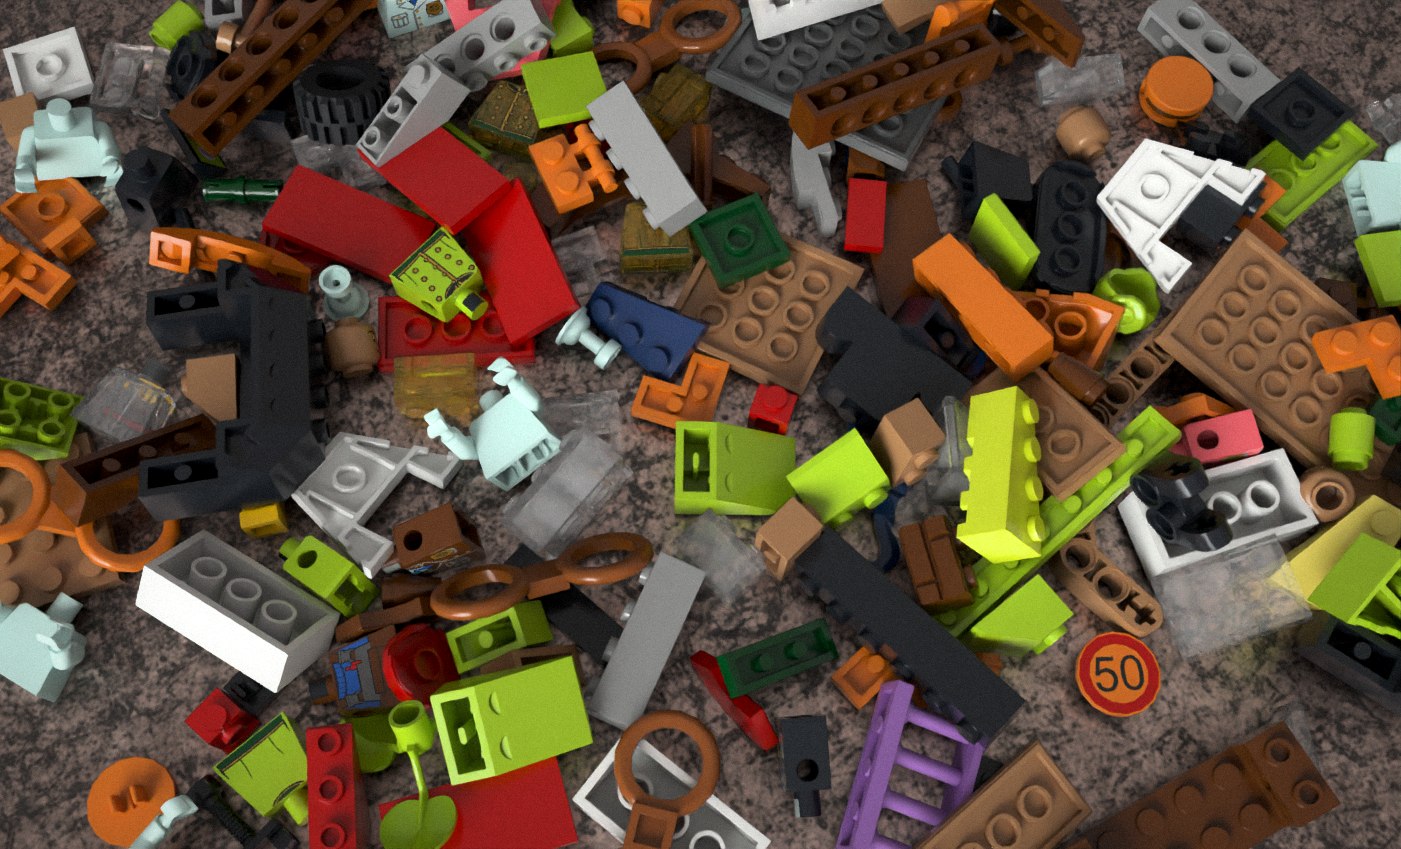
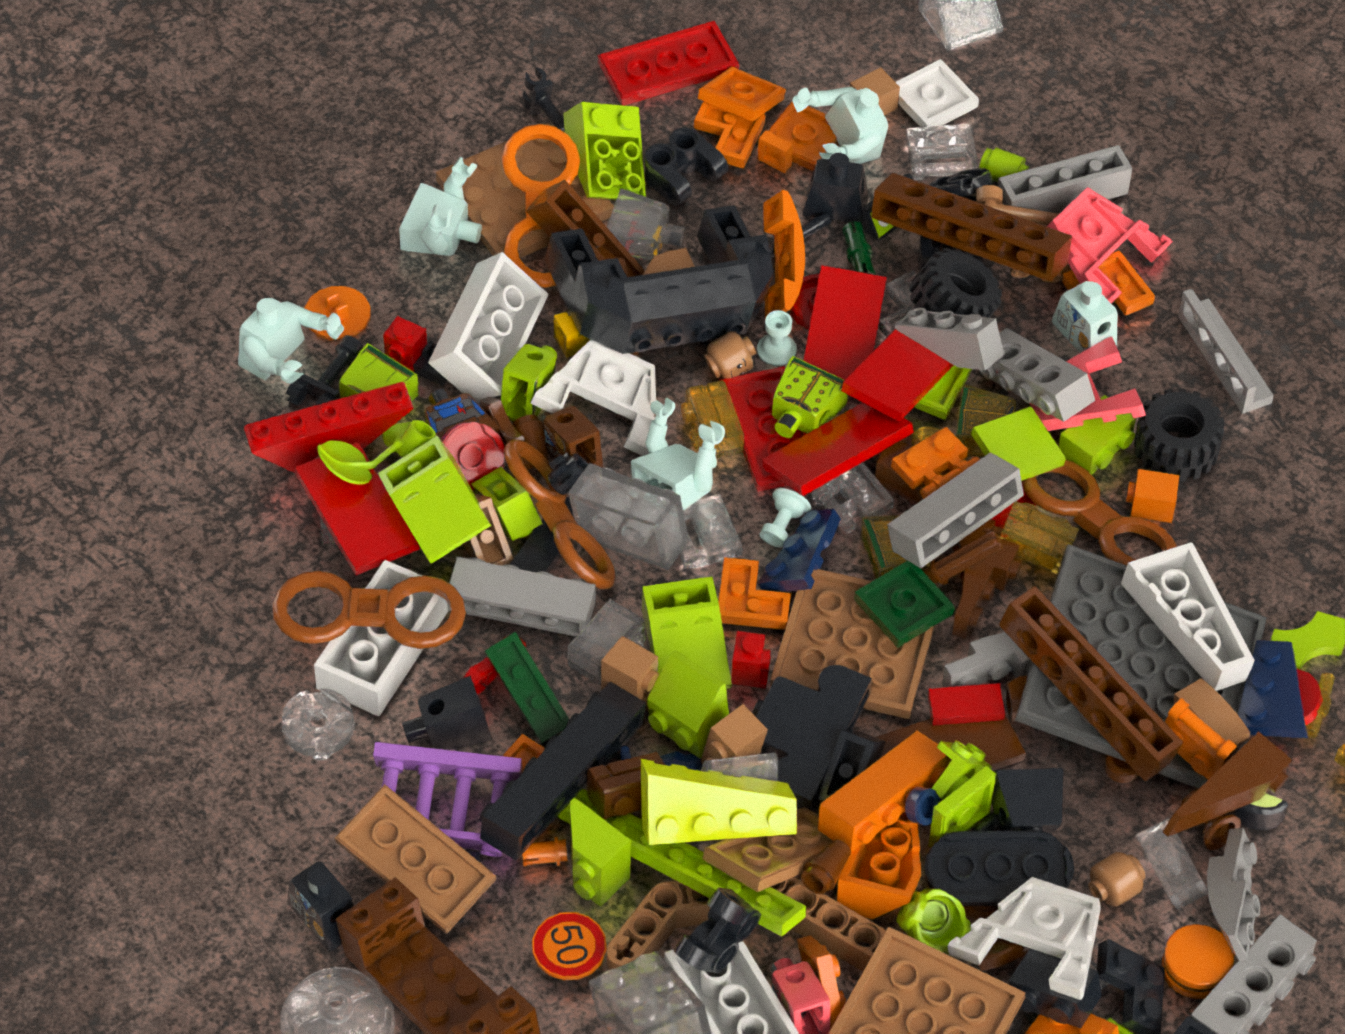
camera: 80 degrees right, 15 degrees down
(45, 322) = (683, 154): none -> black piece
(494, 551) = (566, 472): none -> black gear
(967, 226) = (965, 763): none -> lime bracket
(1008, 273) = (921, 804): none -> dark blue tile
(1139, 41) = (1231, 893): none -> light grey slope

